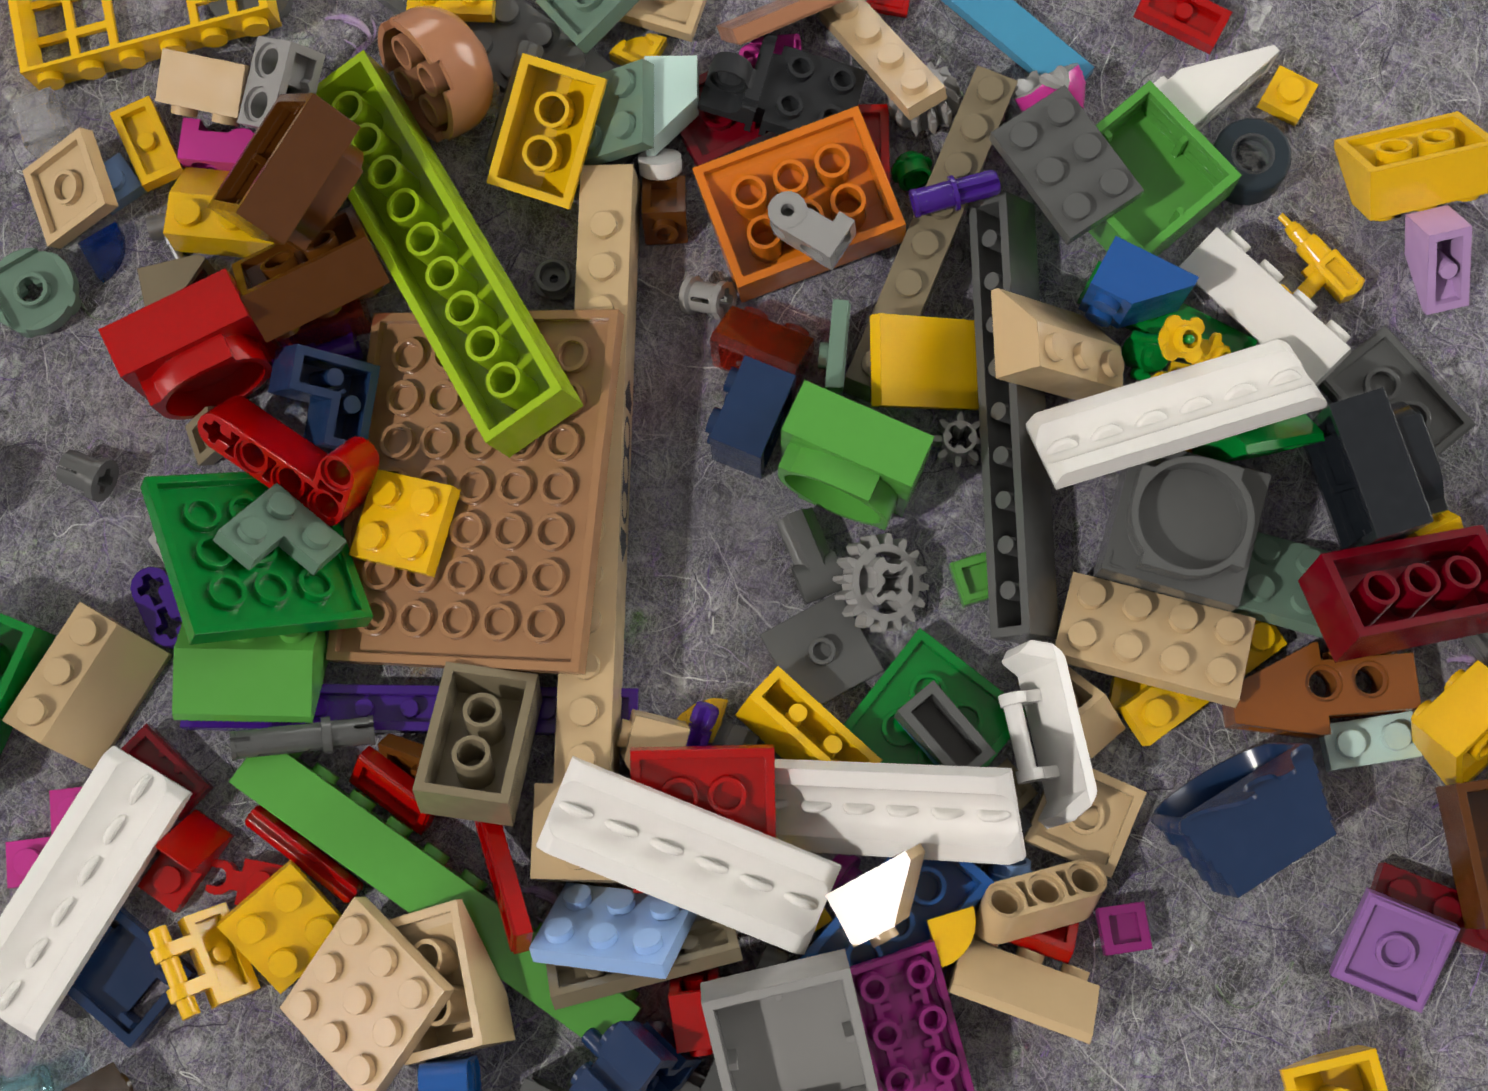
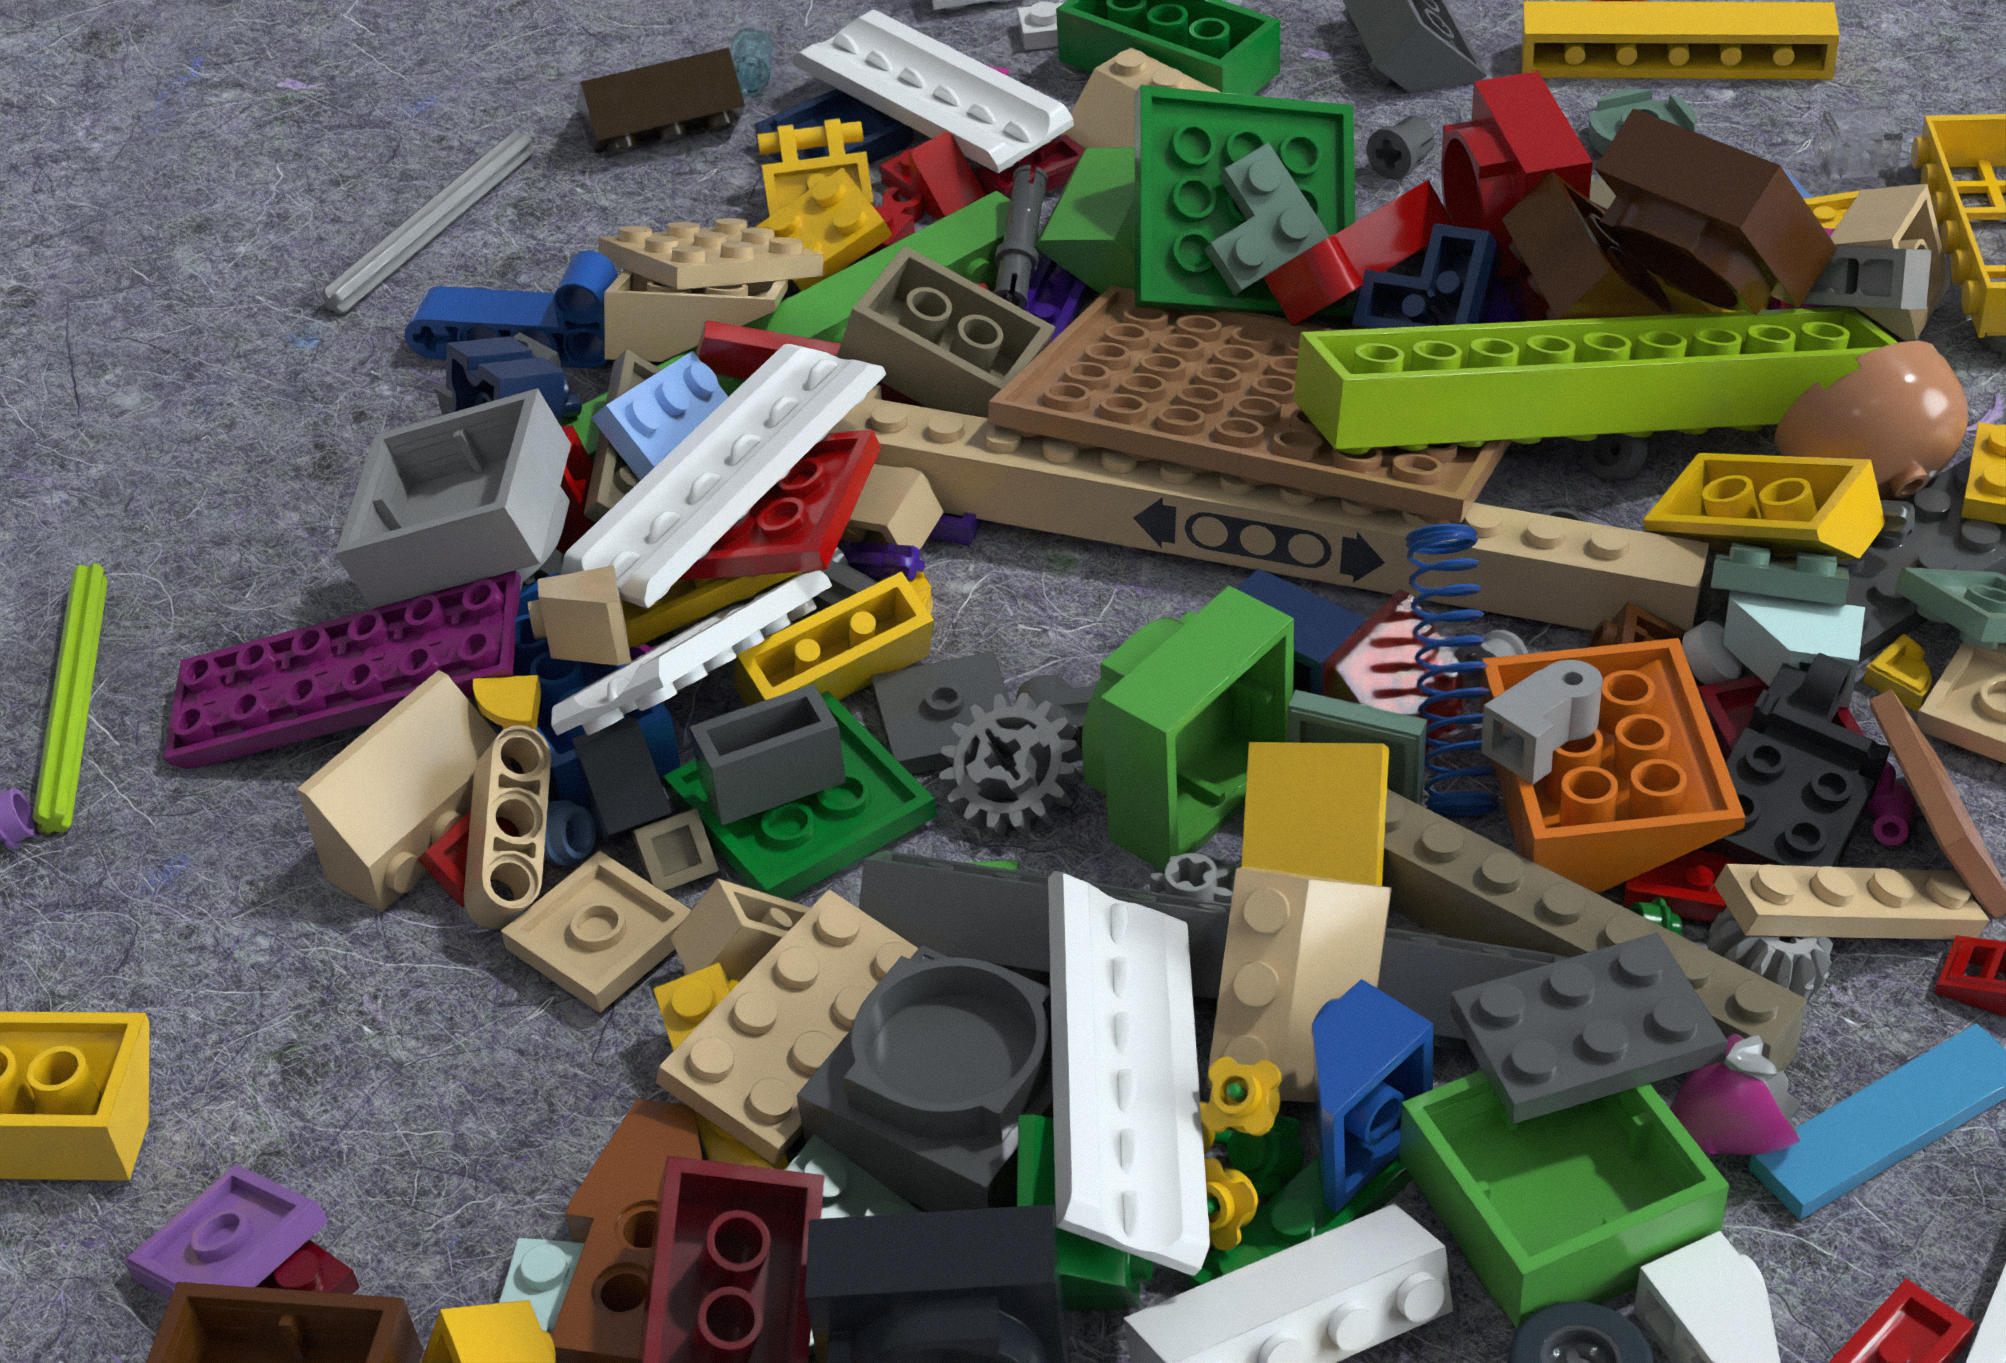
camera: 105 degrees right, 35 degrees down
(70, 188) = (1792, 149): tan plate -> none
(405, 523) = (1244, 335): yellow plate -> none
(701, 307) = (1461, 802): none -> blue piece
(954, 192) = (1571, 893): dark purple axle -> none
(1054, 729) = (694, 873): white piece -> none
(1123, 928) = (430, 940): magenta plate -> none
(1248, 816) = (494, 1057): dark blue piece -> none

